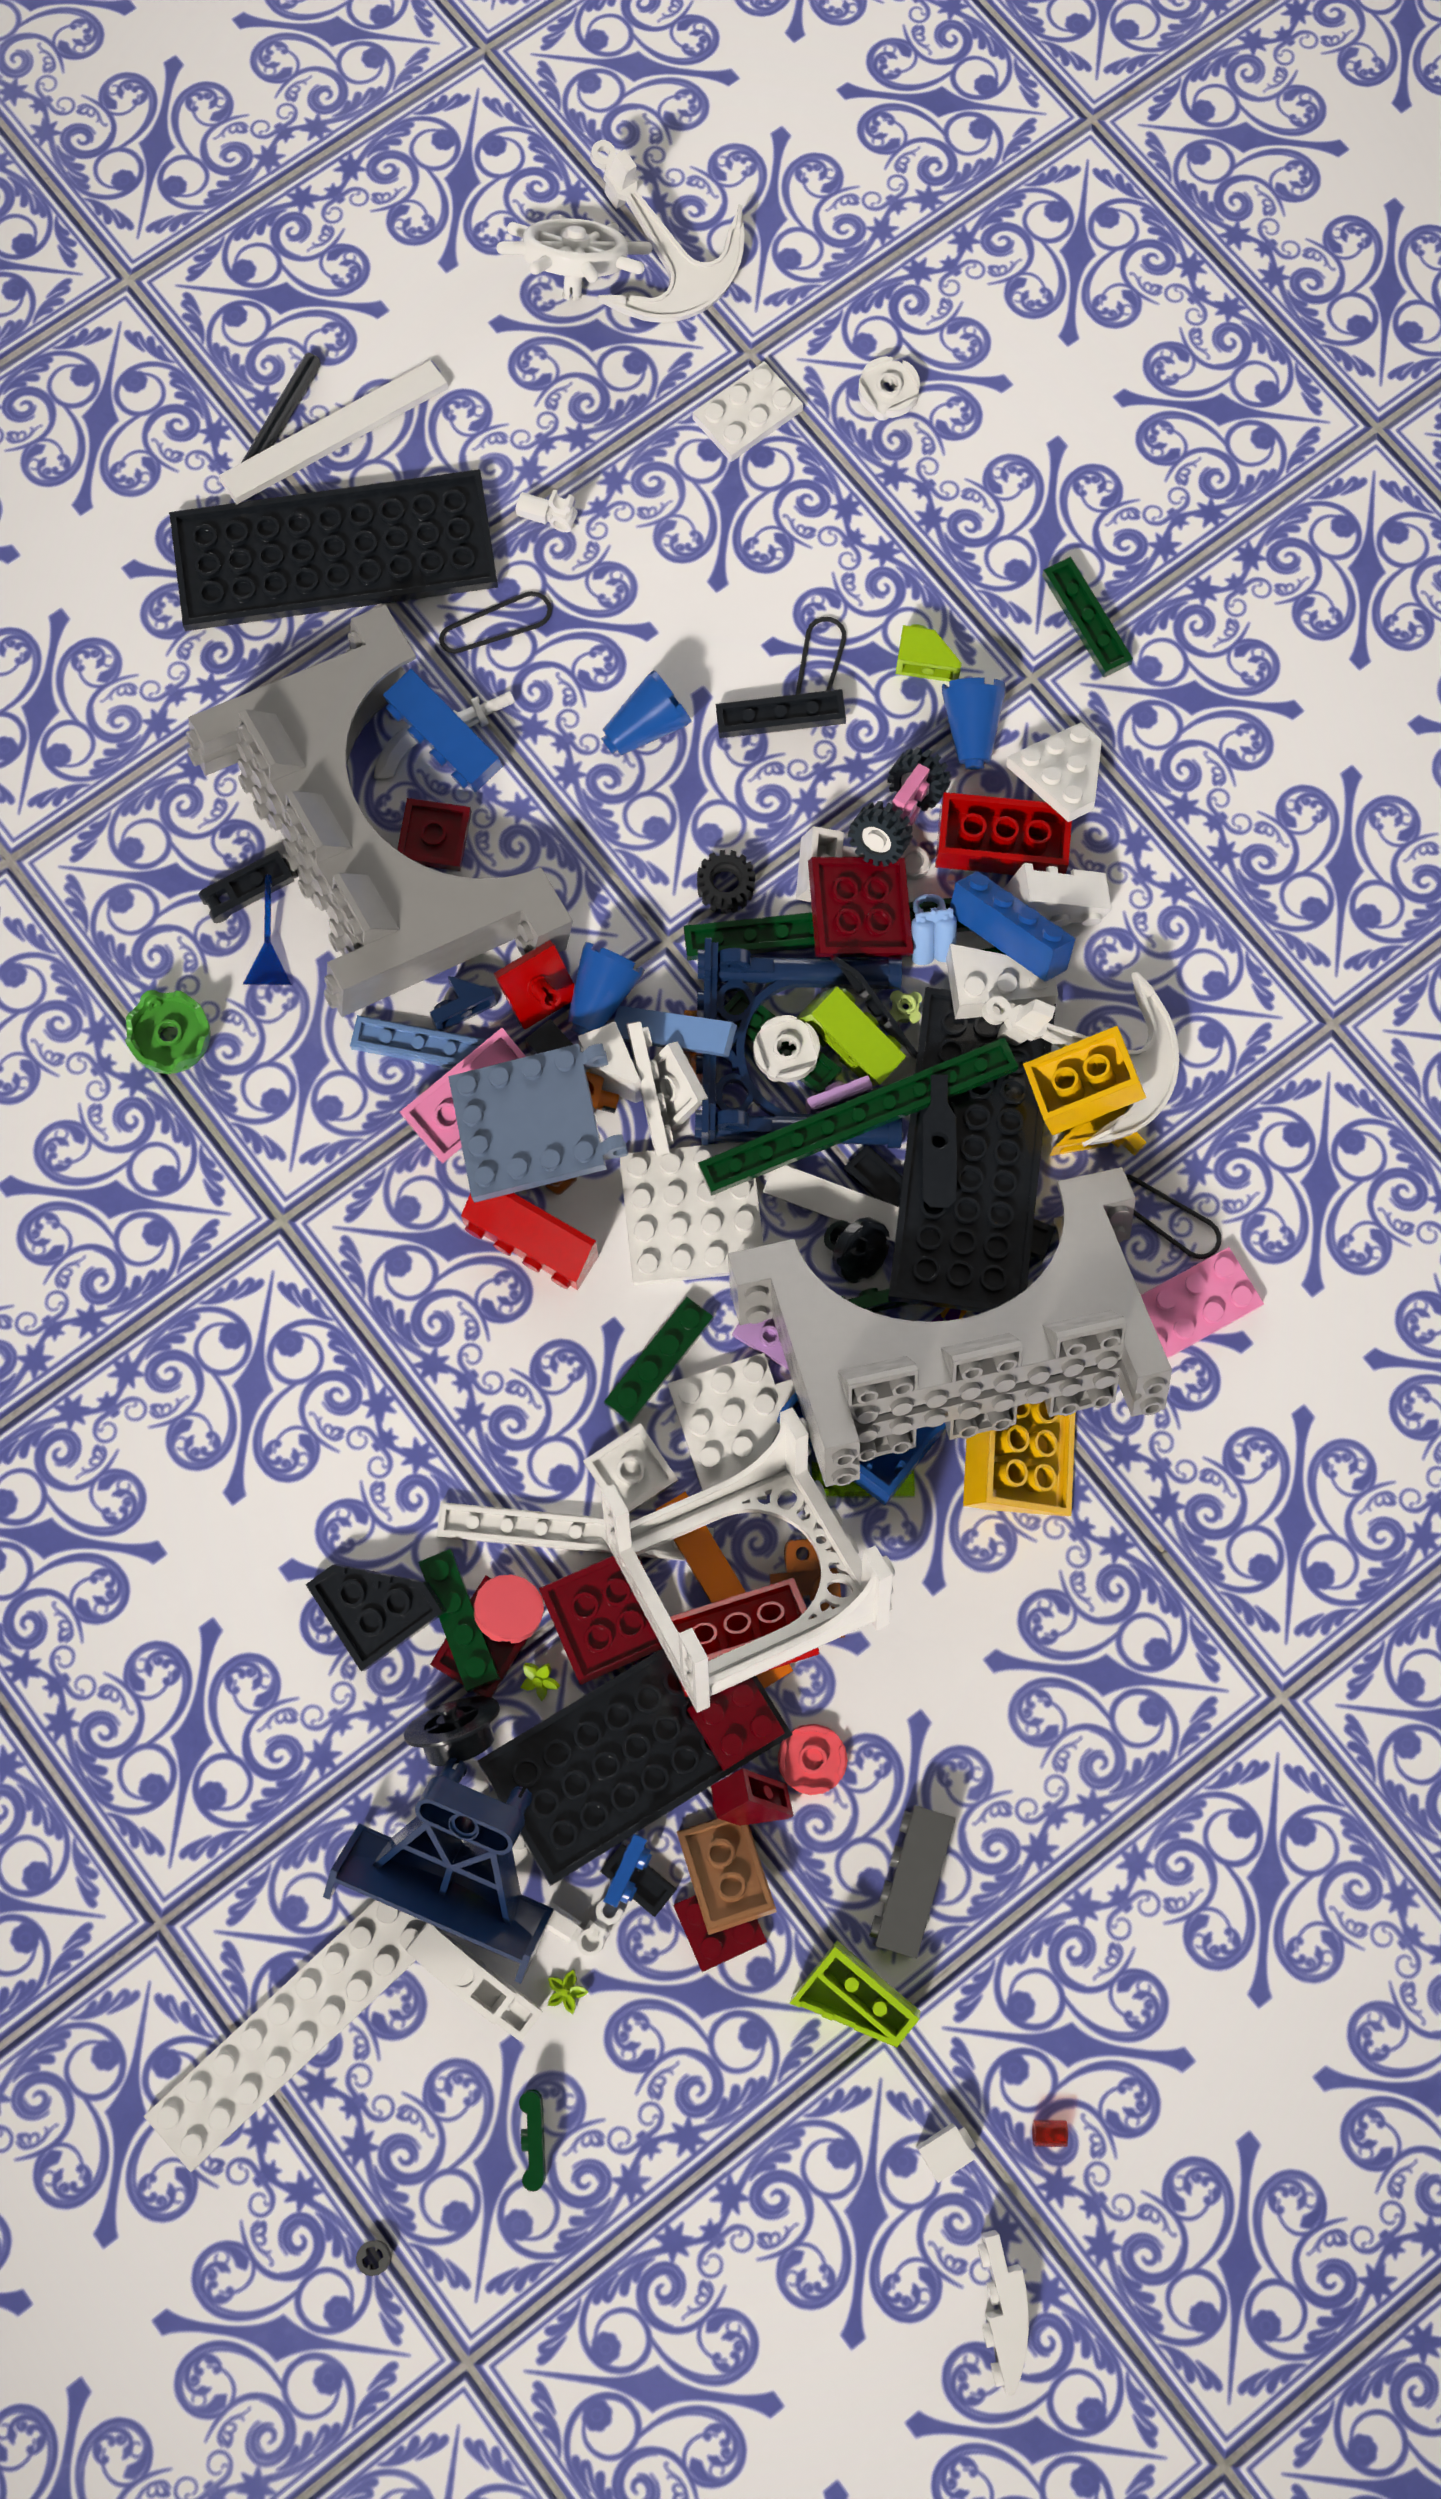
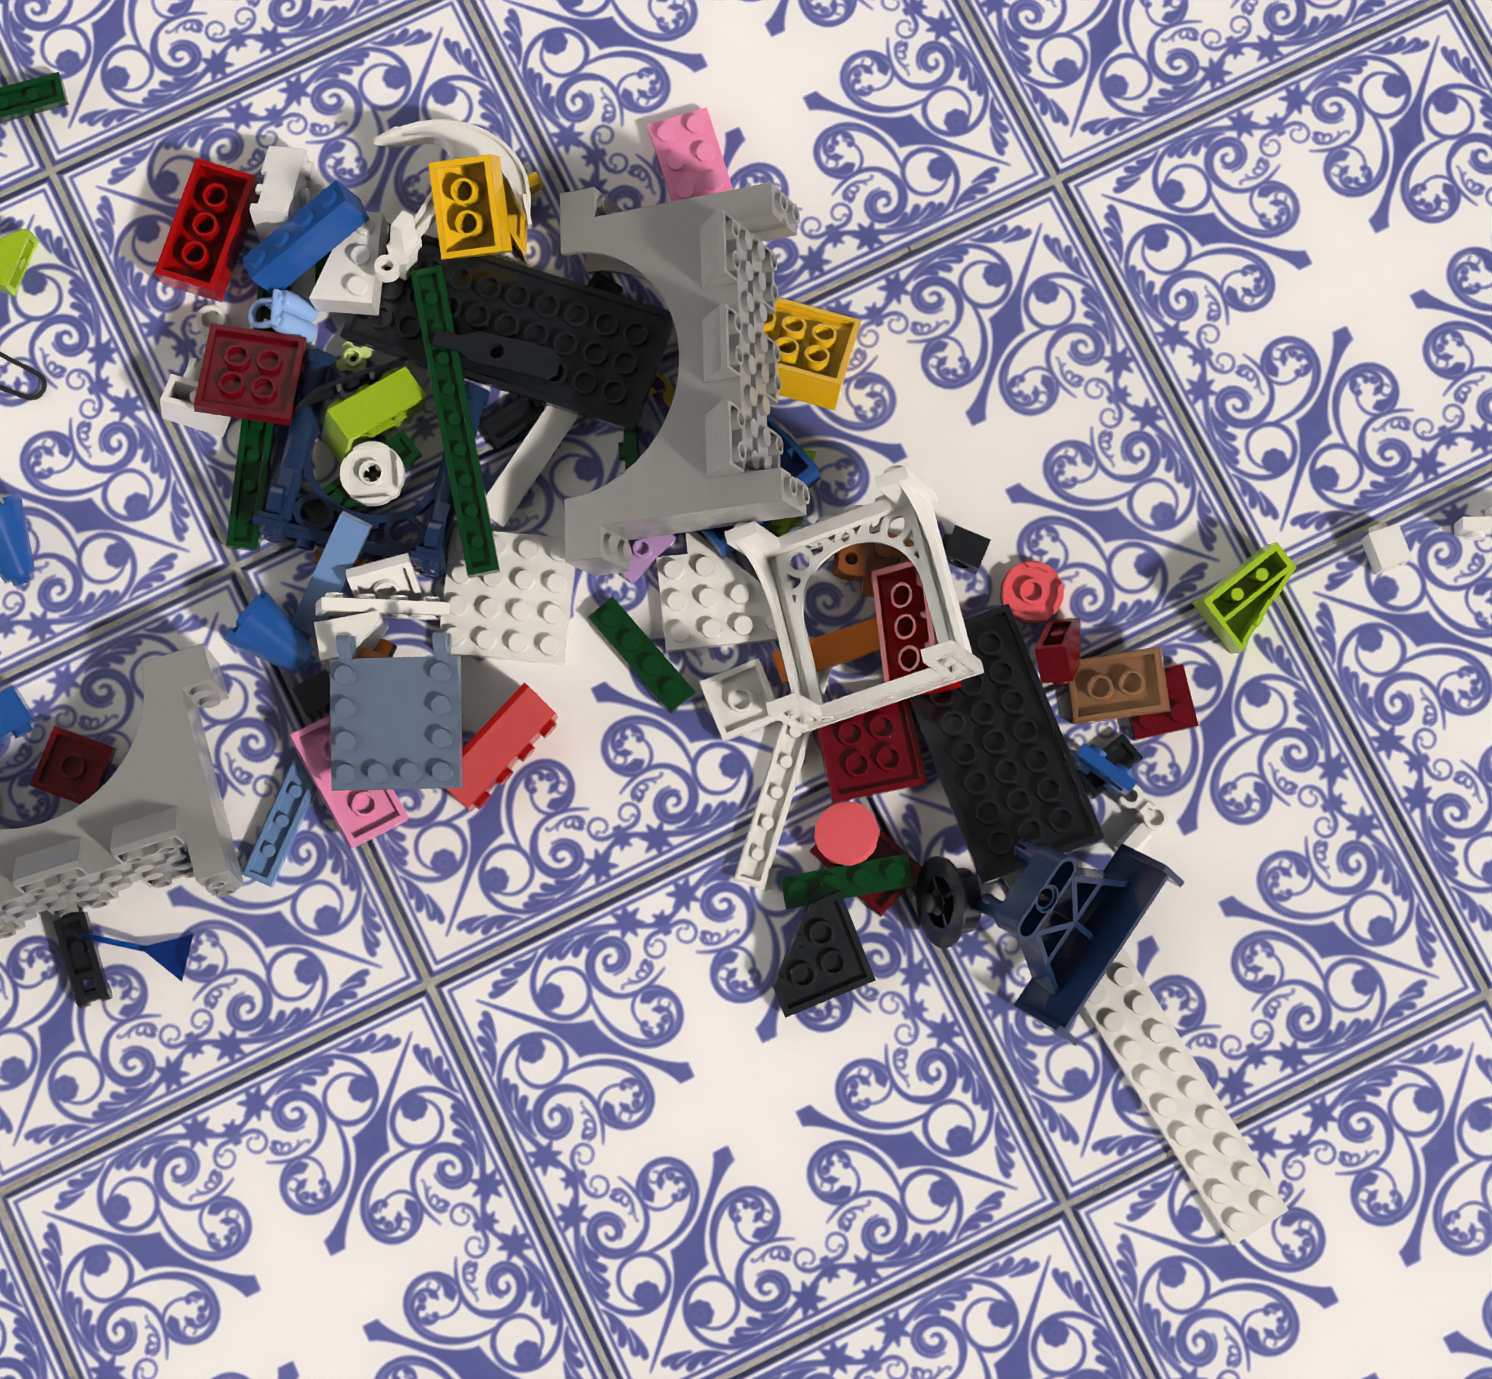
camera: 75 degrees left, 5 degrees up
(155, 1014) = (193, 1055): bright green plate -> none
(383, 2263) = (1392, 1050): dark grey bush -> none
(470, 1001) = (252, 763): dark blue slope -> none
(473, 1981) = (1171, 926): white slope -> none
(533, 2139) = (1315, 899): dark green plate -> none
(536, 984) = (253, 694): red tile -> none
(539, 1679) = (914, 820): lime plant -> none
(566, 1991) = (1192, 849): lime plant -> none
(720, 899) = (176, 485): black tyre -> none
(737, 1723) = (997, 646): dark red plate -> none
(780, 713) = (31, 410): black plate -> none
(837, 1094) = (426, 437): lavender plate -> none
(842, 1675) = (965, 548): none -> black brick
(859, 1248) = (580, 448): black tile -> none
(883, 831) = (184, 333): black plate -> none
(913, 1882) = (1155, 526): dark grey brick -> none
(973, 718) = (83, 231): blue cone -> none
(1049, 2133) = (1385, 458): clear red hinge -> none
(1062, 770) = (157, 160): white plate -> none
(1186, 1209) = (604, 153): black piece -> none

